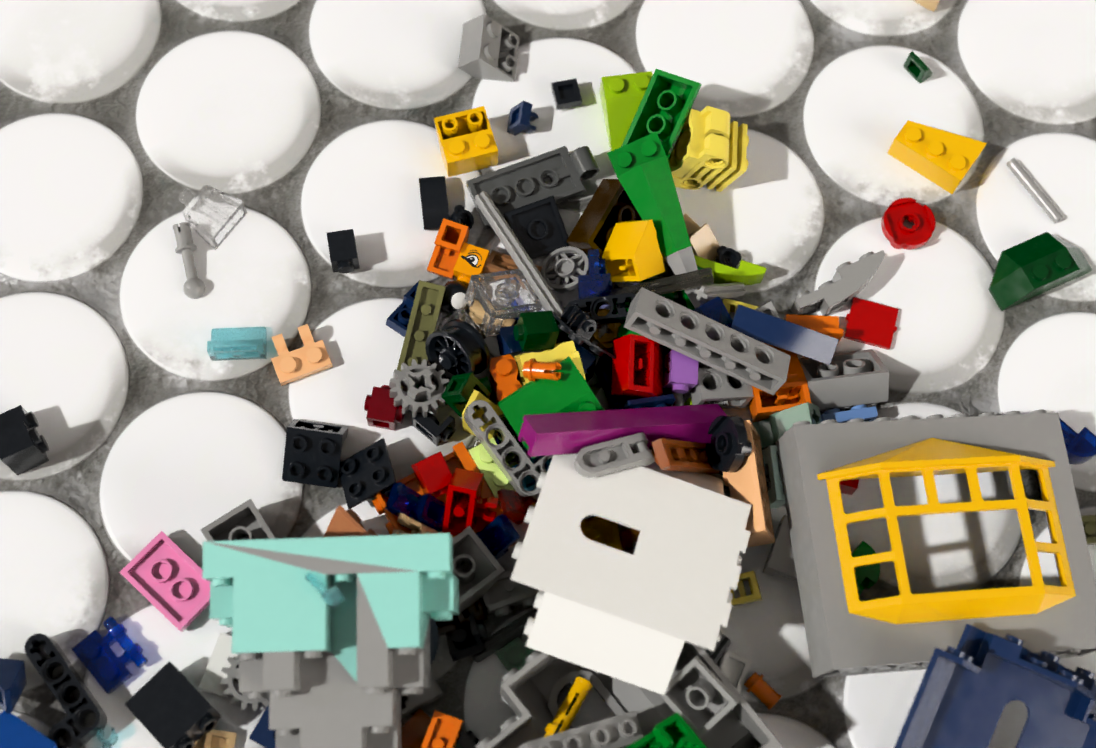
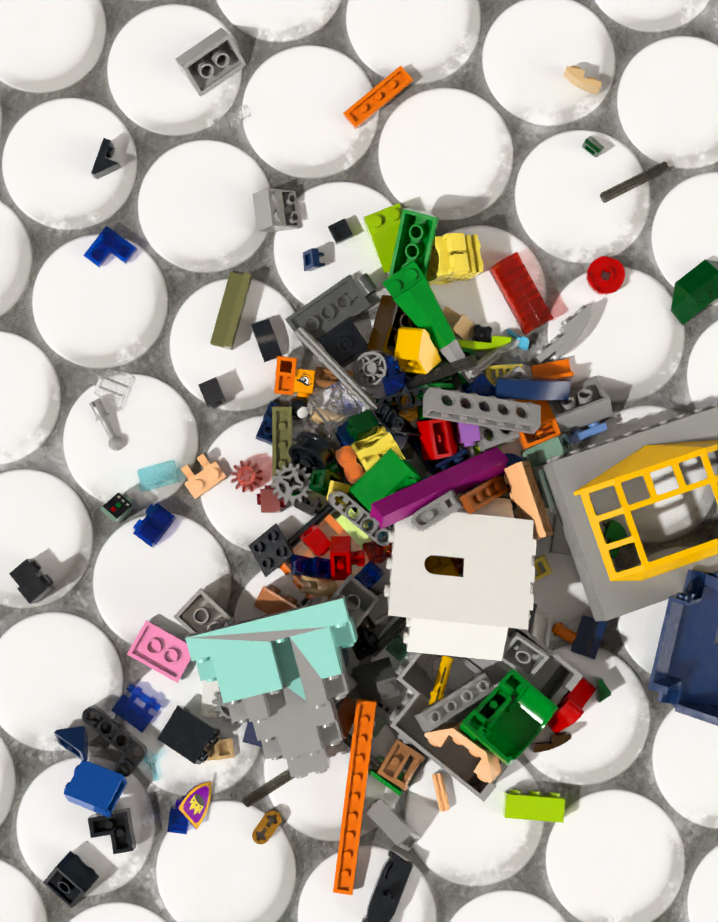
camera: 10 degrees left, 15 degrees up
(170, 367) = (118, 507): none -> slope
(213, 403) = (154, 524): none -> clear blue brick
(258, 42) = (109, 243): none -> clear blue plate
(313, 453) = (231, 541): black bracket -> none
(332, 596) = (277, 656): clear light blue hand -> none
(349, 366) = (240, 473): none -> clear red gear
(398, 158) = (231, 310): none -> olive panel
(445, 448) = (314, 521): none -> black bar
(464, 215) = (291, 346): black plate -> none
(466, 141) = (277, 288): yellow slope -> none
(472, 696) = (376, 680): none -> dark grey slope
(541, 370) = (374, 463): orange pin -> none
(727, 444) = (509, 480): black plate -> none
(781, 281) = (524, 341): none -> medium azure hand
(790, 221) = (520, 293): none -> clear red brick
(797, 706) = (588, 637): none -> dark blue panel
(871, 323) = (591, 356): red piece -> none
(936, 153) = (617, 216): yellow wedge -> none
(973, 118) = (634, 182): none -> clear smoke axle
(1034, 190) = (692, 226): light grey bar -> none

